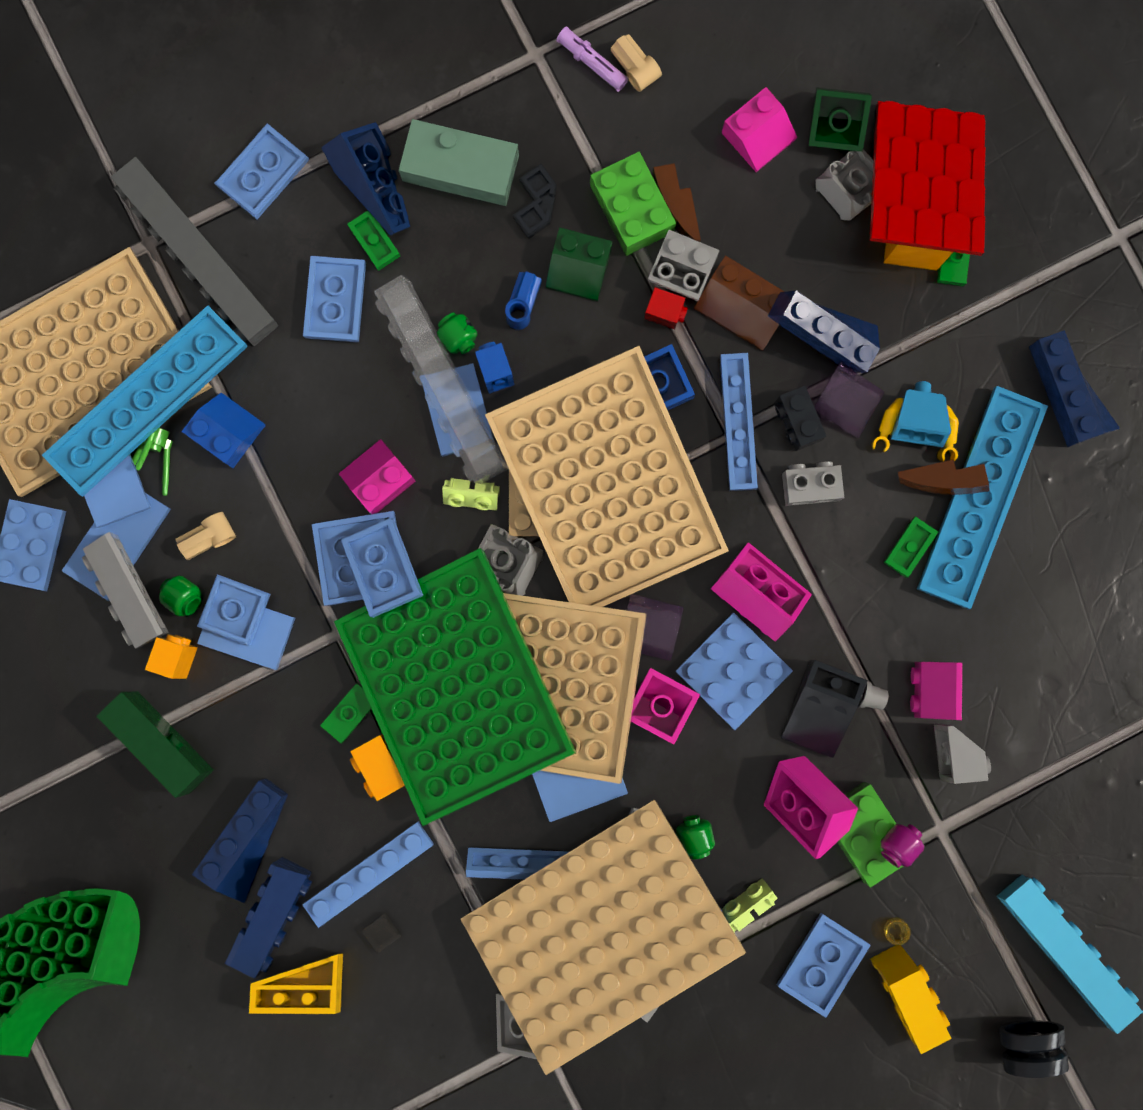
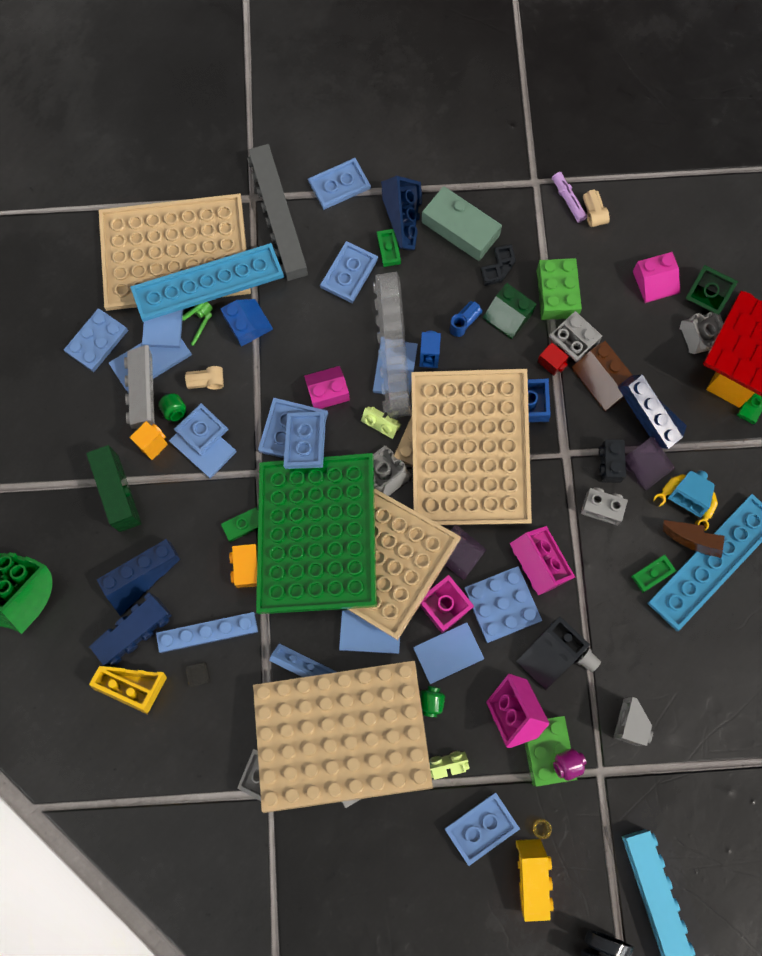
camera: 25 degrees right, 10 degrees down
(457, 333) = (415, 321): green head -> none
(678, 200) = (589, 298): reddish brown slope -> none
(690, 764) = (448, 653): none -> medium blue tile
(738, 422) = (571, 447): medium blue plate -> none
(937, 690) = (634, 673): dark pink slope -> none

